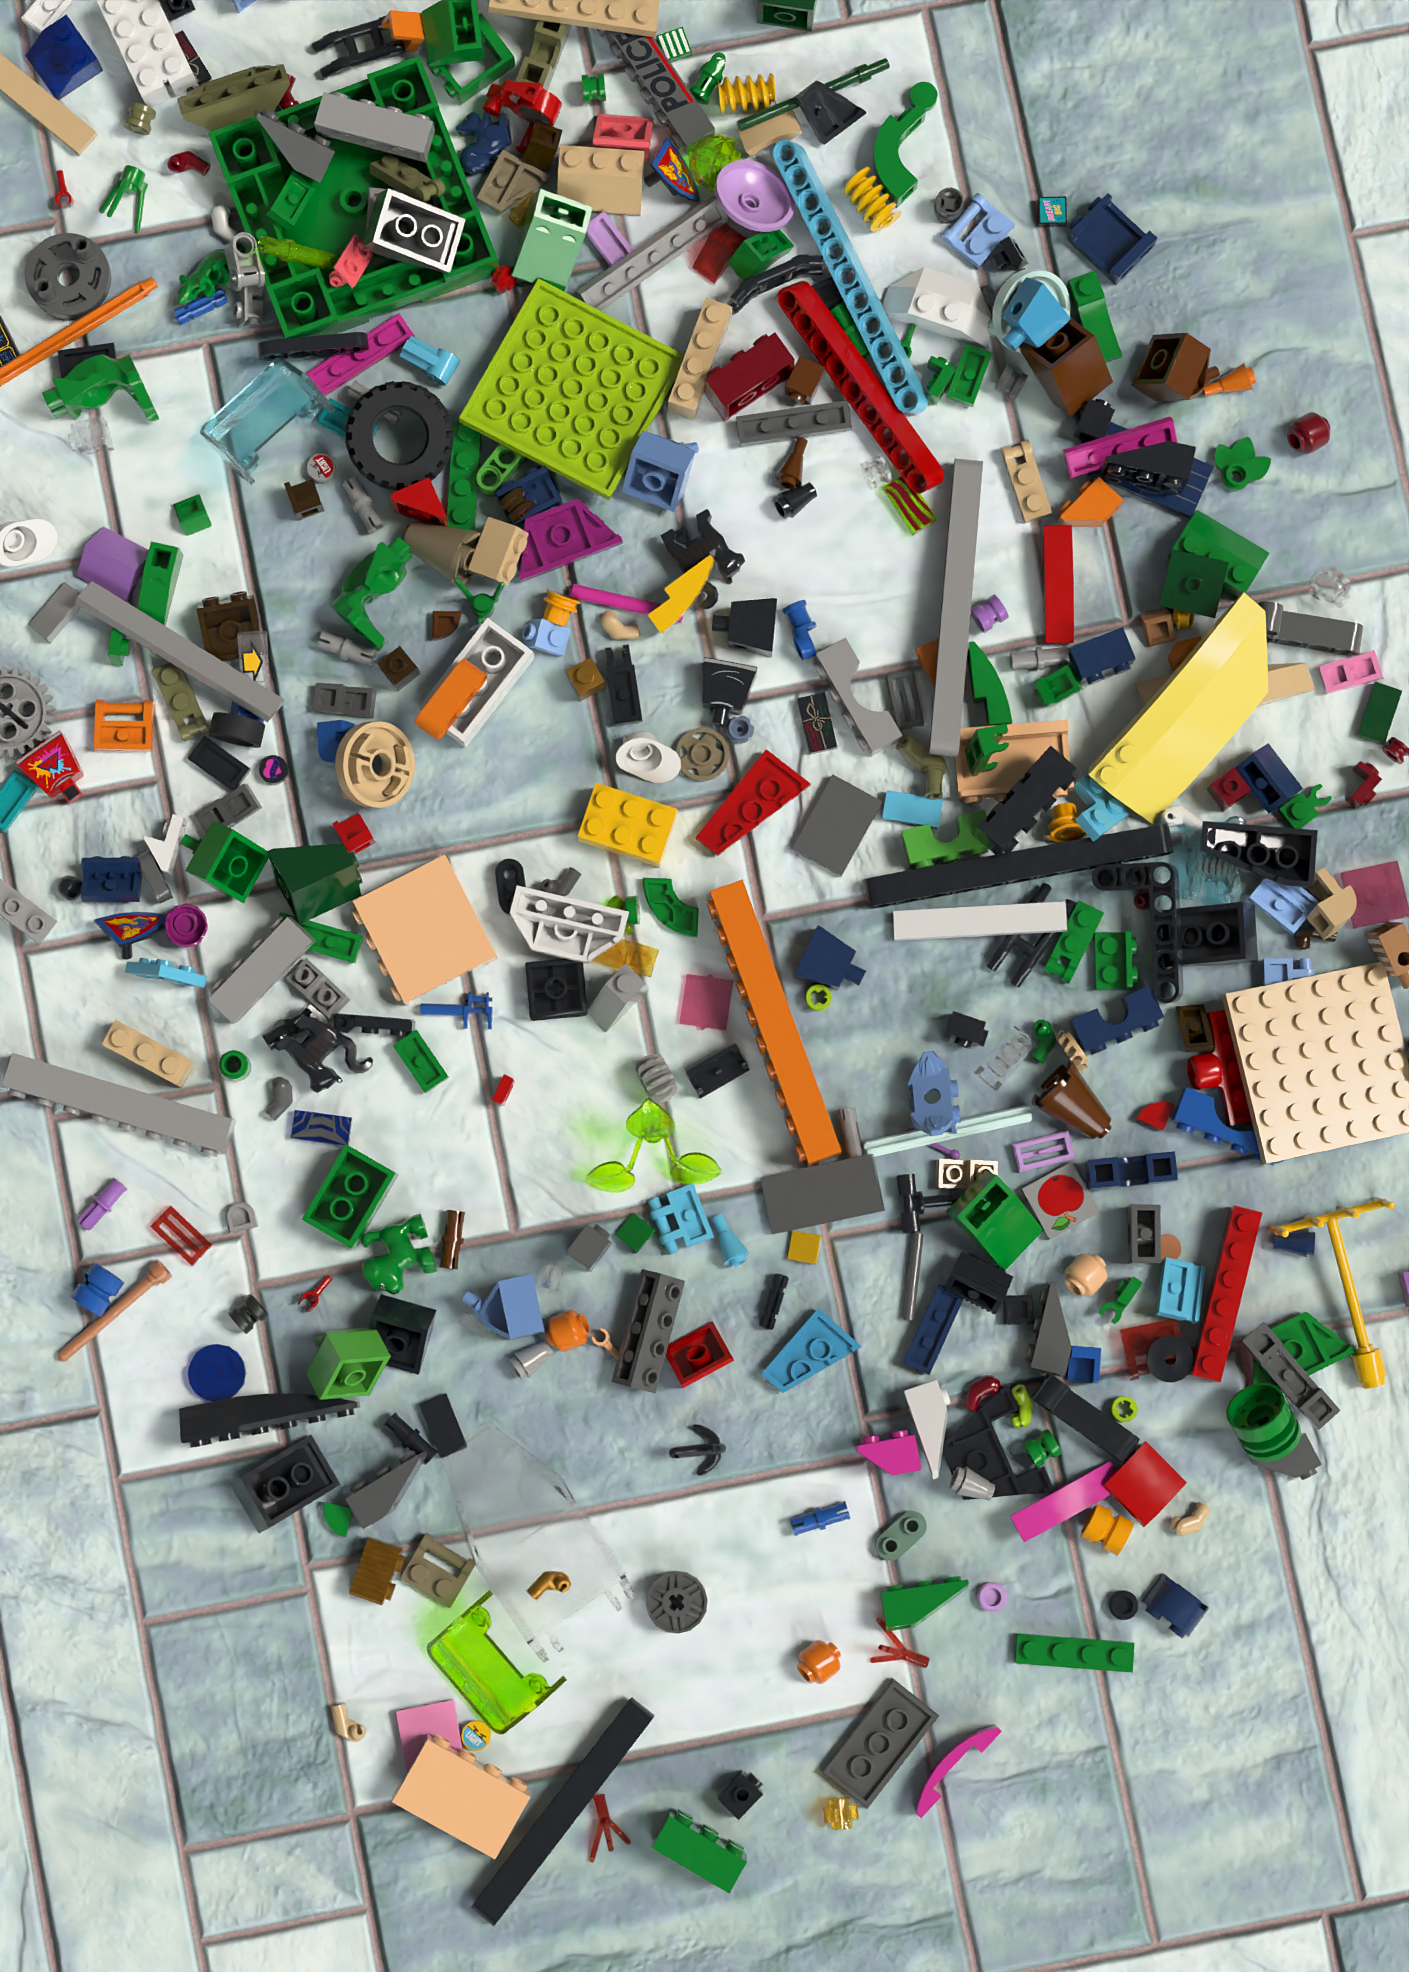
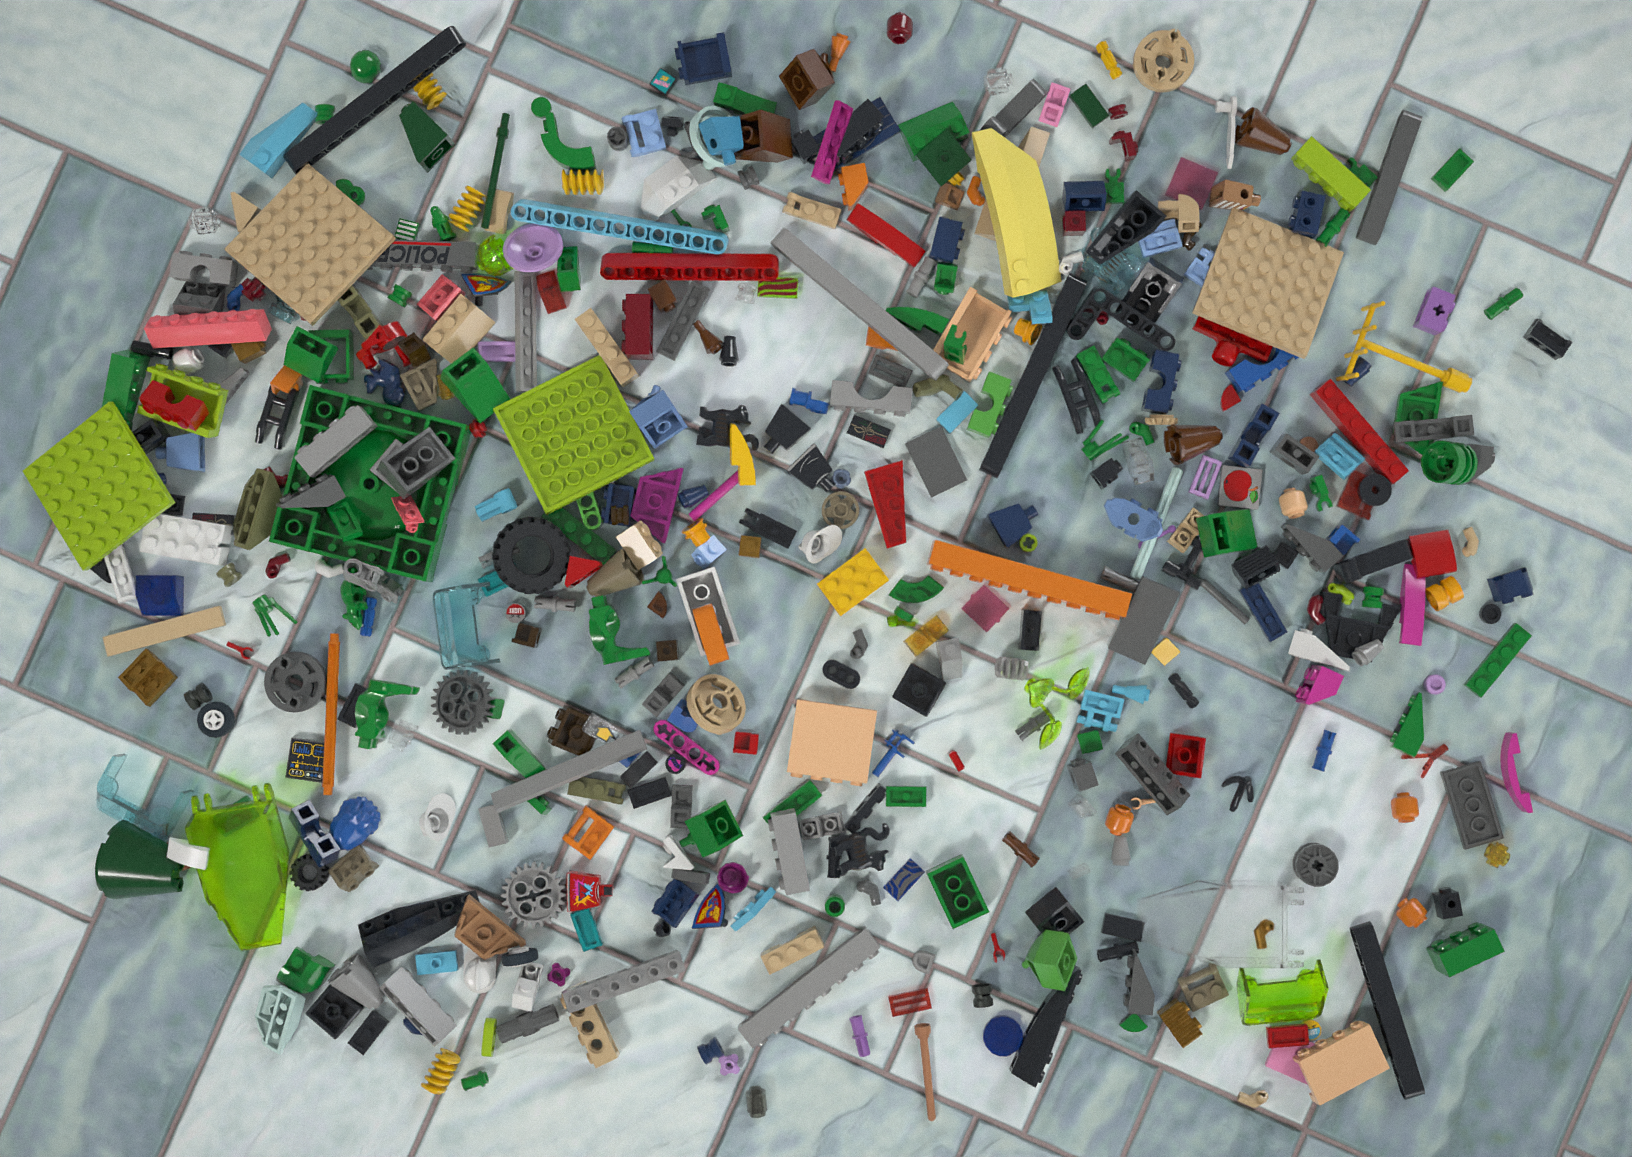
camera: 55 degrees left, 5 degrees up
(97, 1289) = (908, 1072): blue wheel -> none
(113, 563) = (487, 772): medium lavender slope -> none
(173, 456) = (447, 694): none -> dark grey gear
(284, 1484) = (1094, 1041): black slope -> none
(288, 251) = (375, 543): clear neon green pin -> none
(301, 769) = (688, 744): none -> dark pink beam
(313, 346) = (441, 568): black beam -> none
(315, 878) = (759, 784): dark green slope -> none
(343, 368) = (464, 544): dark pink tile -> none
(386, 1271) = (1014, 900): green animal -> none
(406, 179) = (379, 444): olive plate -> none
(449, 1710) = (1287, 1036): none -> red tile
(510, 1308) = (1086, 844): medium blue piece -> none
(566, 925) = (888, 658): white wedge -> none
(598, 573) = (692, 496): none -> dark blue cone
(604, 1824) = (1409, 990): clear red plant -> none
(608, 1151) = (1033, 725): none -> dark grey pin
(616, 629) = (731, 508): tan arm -> none
(699, 1758) = (1411, 912): none -> orange head
(795, 268) = (593, 251): black piece -> none
(810, 1351) = (1226, 690): dark azure wing -> none
(827, 111) = (511, 169): black wing -> none
(828, 293) = (620, 245): black tile -> none
(901, 1535) = (1362, 711): sand green plate -> none
(969, 375) = (726, 198): green plate -> none
(980, 921) = (1050, 419): white tile -> none
(981, 999) = (1093, 450): none -> green plant
(987, 614) = (875, 288): medium lavender wheel -> none
(1025, 801) = (1003, 345): black wedge -> none
(1131, 1406) = (1388, 537): lime bush -> none
(1193, 1028) = (1197, 342): dark brown slope -> none
(1242, 461) = (887, 78): green plate -> none

